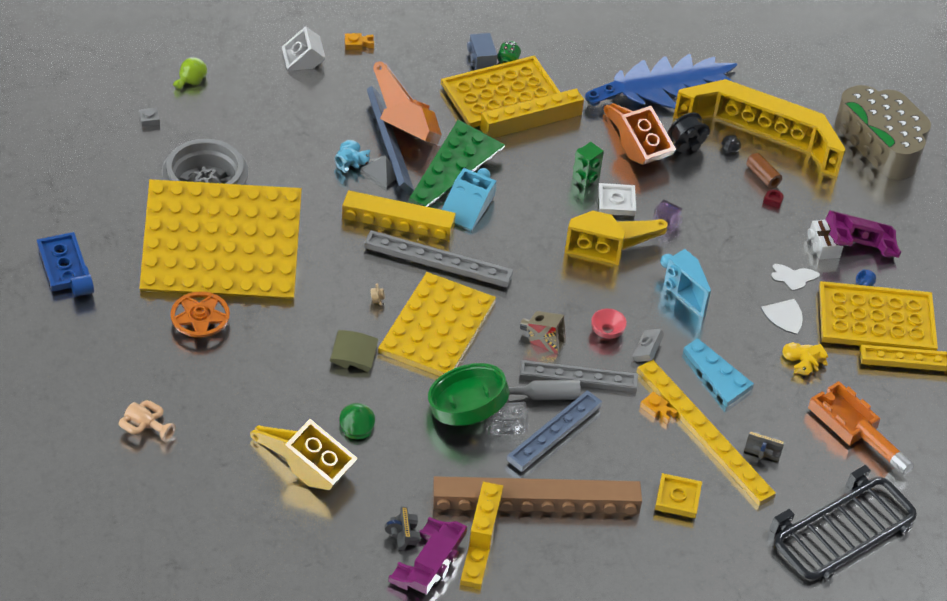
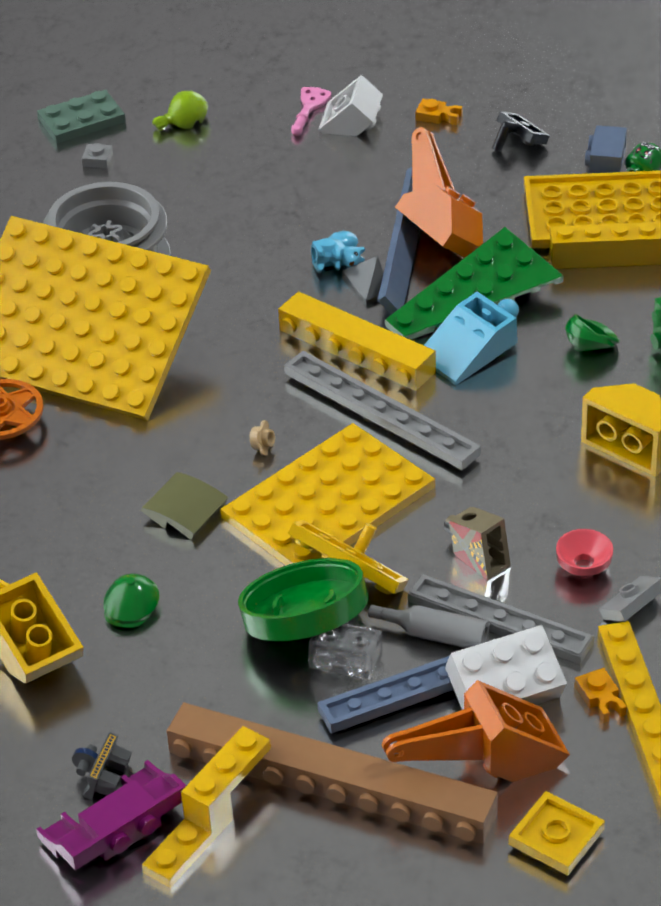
camera: 30 degrees right, 5 degrees down
(120, 89) = (81, 116): none -> sand green plate
(275, 43) = (311, 99): none -> bright pink piece
(417, 42) = (517, 125): none -> black plate
(449, 353) = (312, 537): none -> yellow plate
(537, 181) = (589, 335): none -> green hat
(607, 410) = (514, 663): none -> white brick
(618, 446) = (493, 727): none -> orange slope

